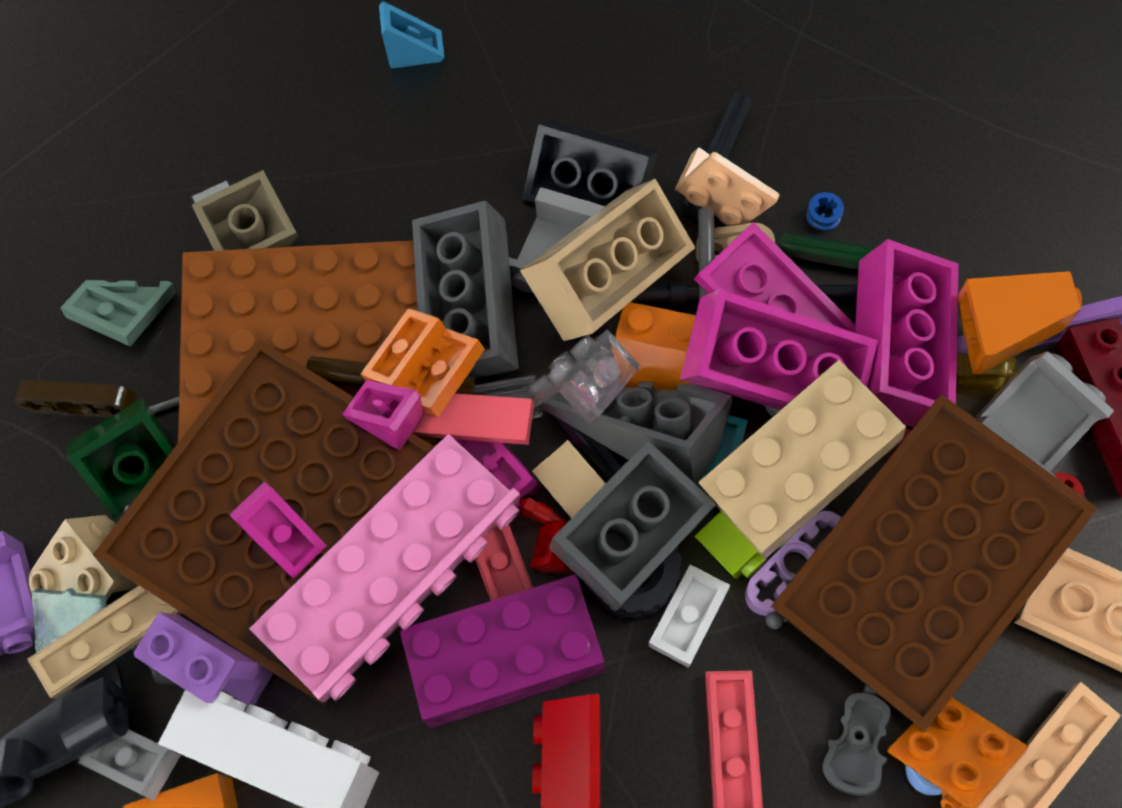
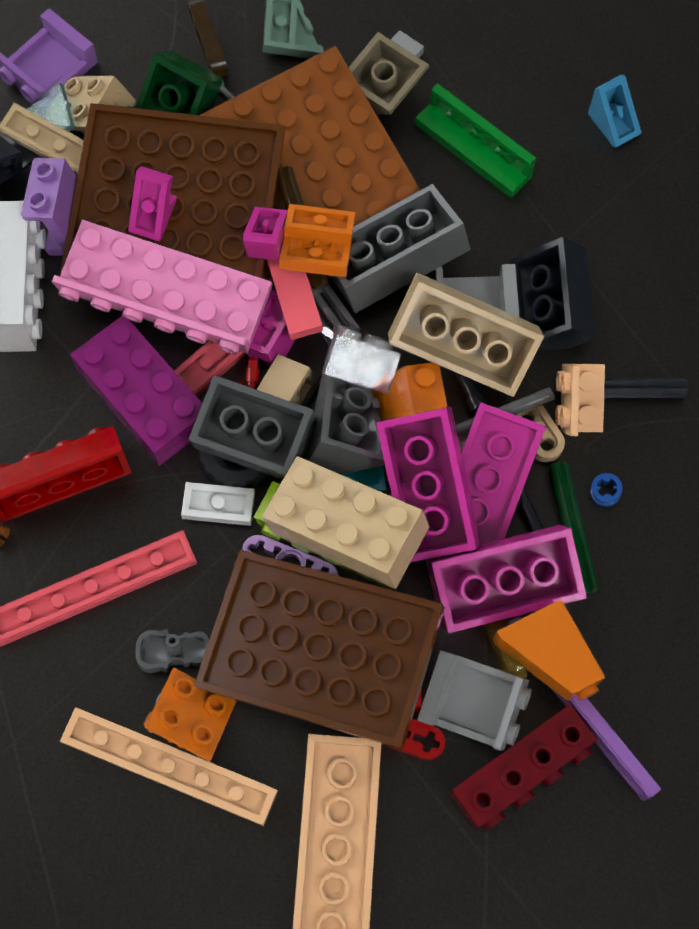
camera: 60 degrees right, 5 degrees up
(371, 178) = (475, 143): none -> green fence

